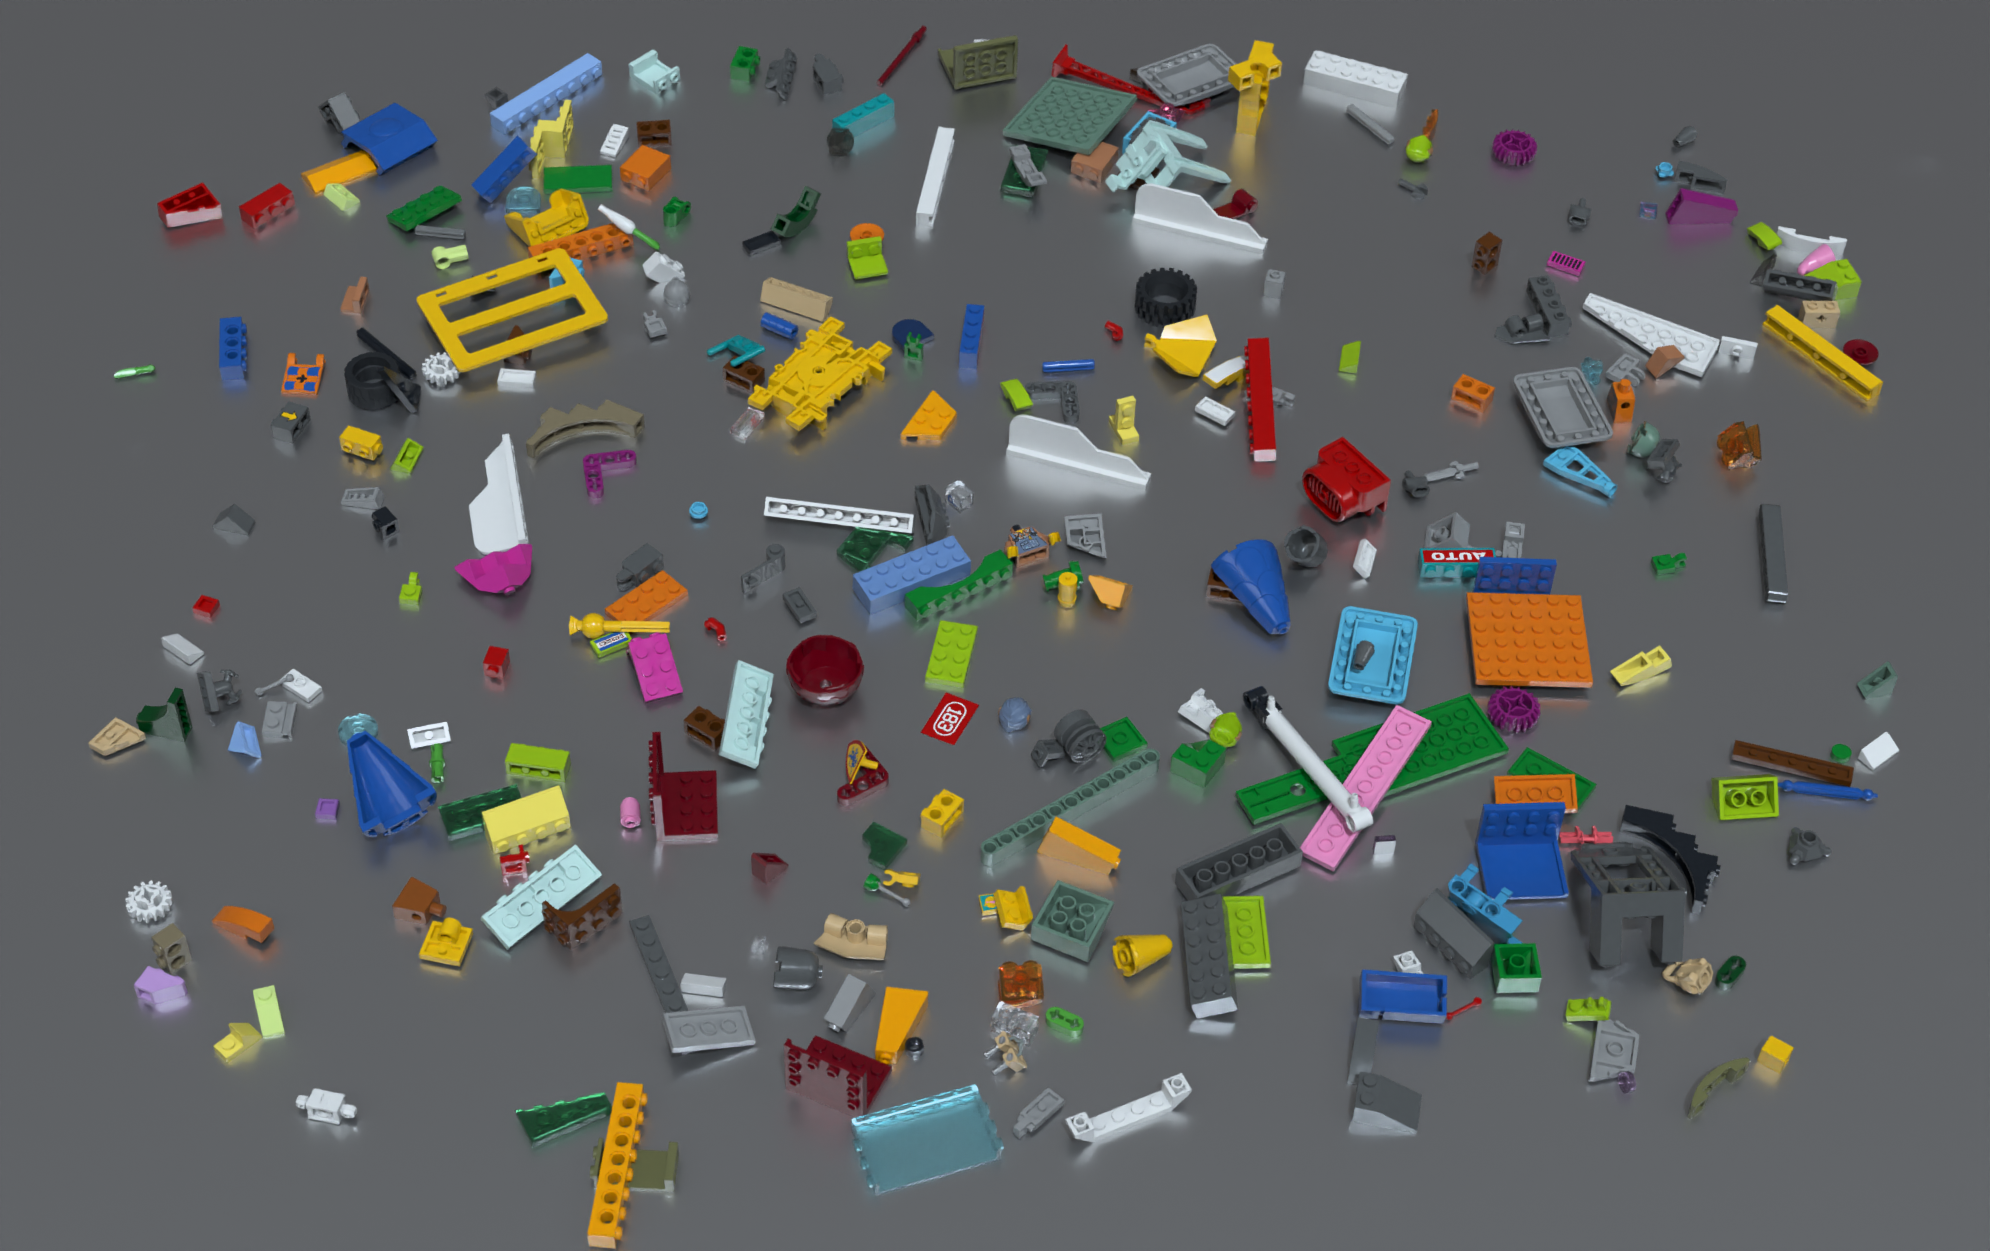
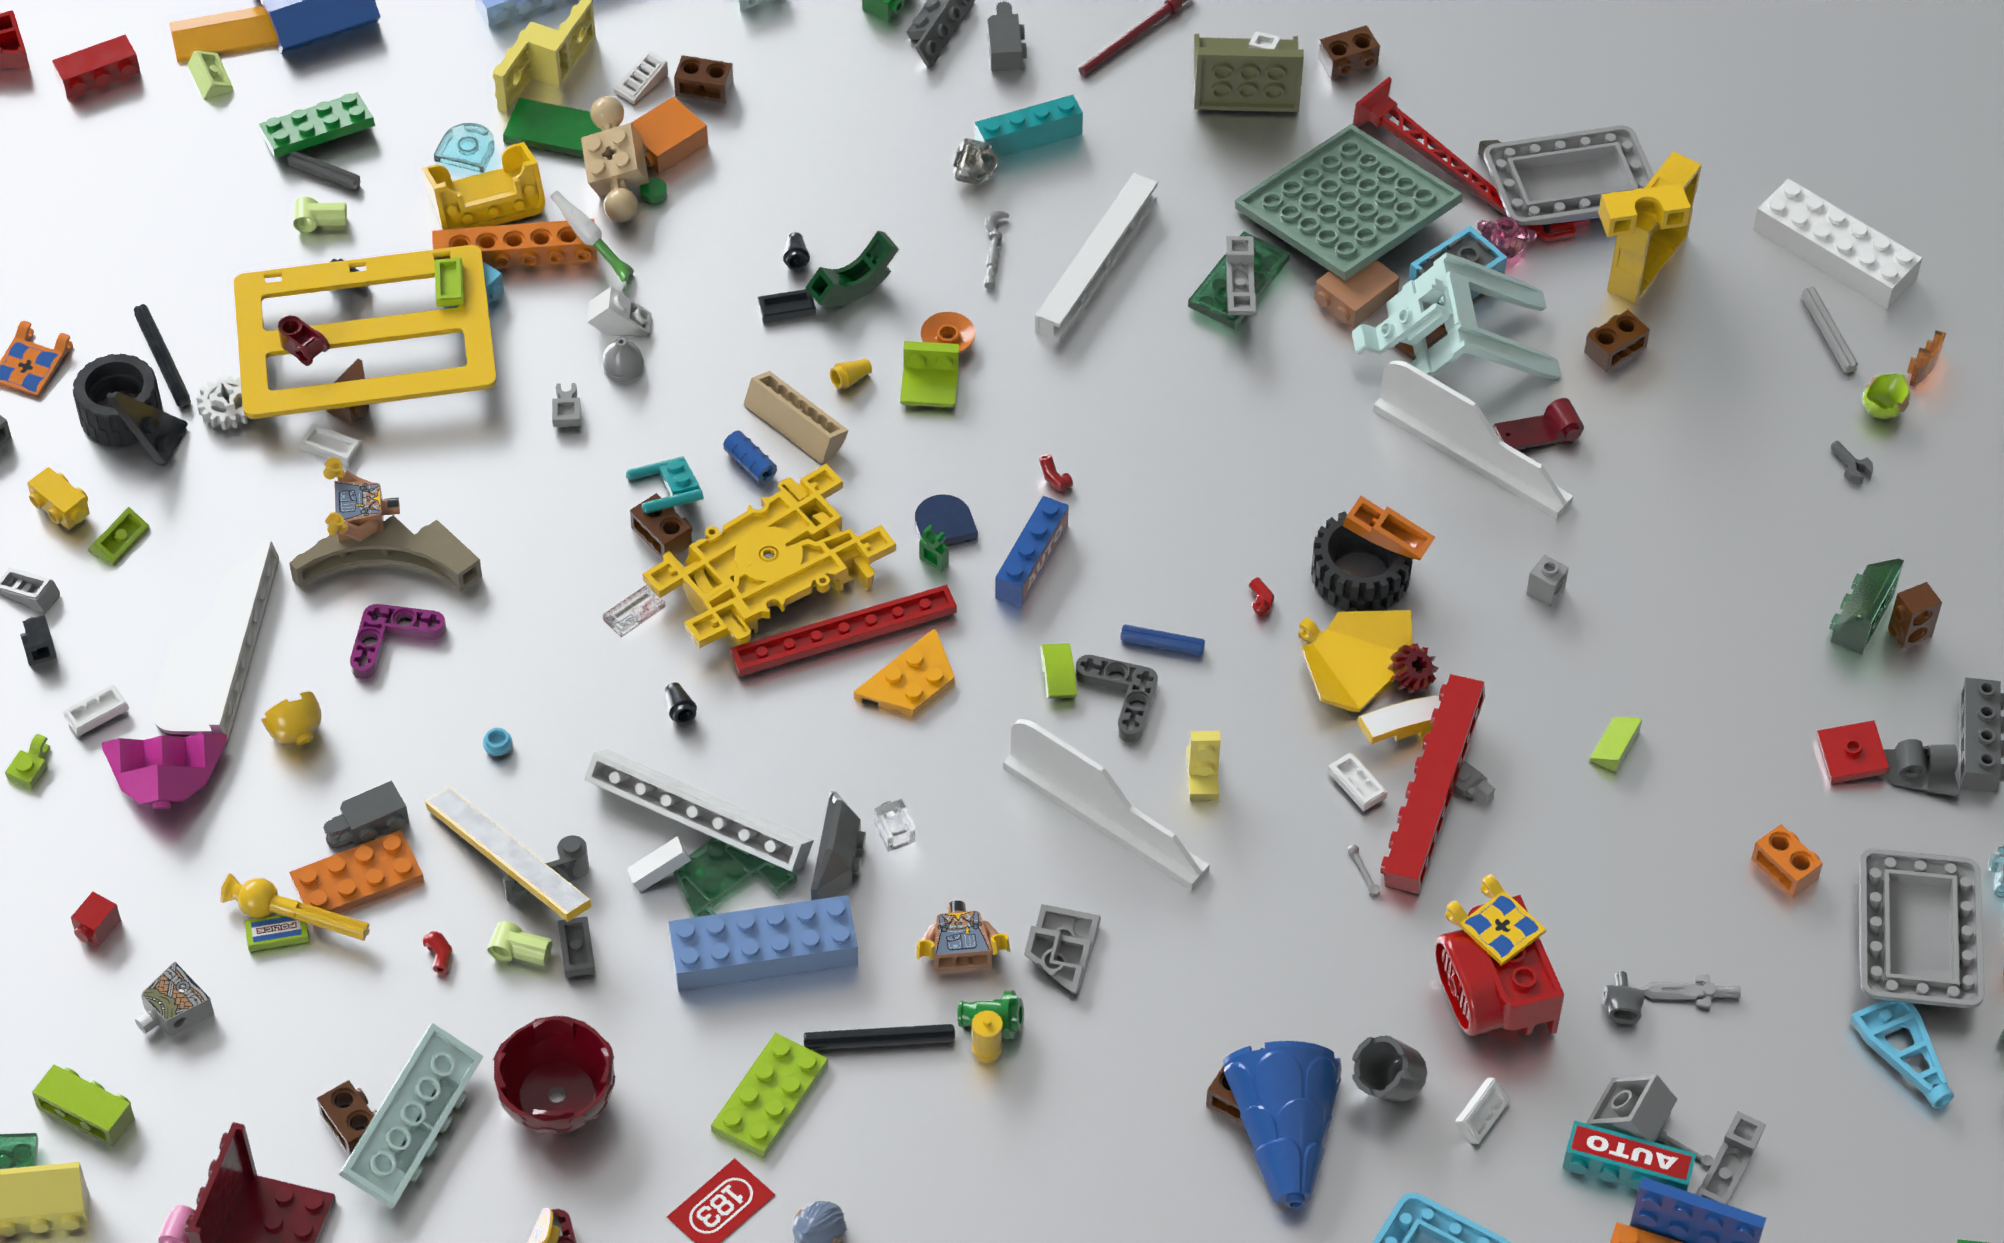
camera: 20 degrees right, 5 degrees up
(356, 297) = (159, 249): nougat panel -> none
(440, 552) = (95, 710): none -> white plate
(477, 320) = (301, 339): none -> dark red piece
(504, 169) = (449, 92): blue brick -> none
(554, 270) = (449, 282): none -> lime tile
(556, 400) = (357, 504): none -> torso
(568, 694) = (173, 1002): none -> torso
(569, 526) = (294, 720): none -> yellow cylinder
(622, 185) = (614, 159): none -> tan brick
(650, 199) = (654, 191): none -> green tile
(654, 667) = (314, 994): dark pink bracket -> none
(675, 211) = (678, 220): green piece -> none
(738, 563) = (508, 854): none -> tile
(755, 214) = (796, 252): none -> black cone
(759, 612) = (512, 942): none -> yellowish green piece
(800, 464) = (680, 704): none -> black cone
(816, 269) = (848, 373): none -> yellow cone
(829, 549) = (658, 864): none -> white slope
(869, 180) = (995, 236): none -> light grey piece
(878, 403) = (843, 630): none -> red plate
(928, 600) = (769, 993): green arch -> none
(963, 296) = (1052, 476): none -> red arm
(1002, 607) = (879, 1037): none -> black axle
(1033, 39) = (1349, 51): none -> reddish brown brick
(1110, 591) = (1055, 1054): light orange slope -> none
(1177, 273) = (1387, 529): none -> orange slope
(1220, 345) = (1413, 668): none -> dark red gear
(1249, 464) = (1374, 889): none -> light grey hinge
(1255, 154) = (1616, 340): none -> reddish brown brick
(1337, 452) = (1499, 925): none -> yellow flag
(1457, 255) = (1865, 605): none -> clear green slope
(1482, 331) = (1852, 752): none -> red plate

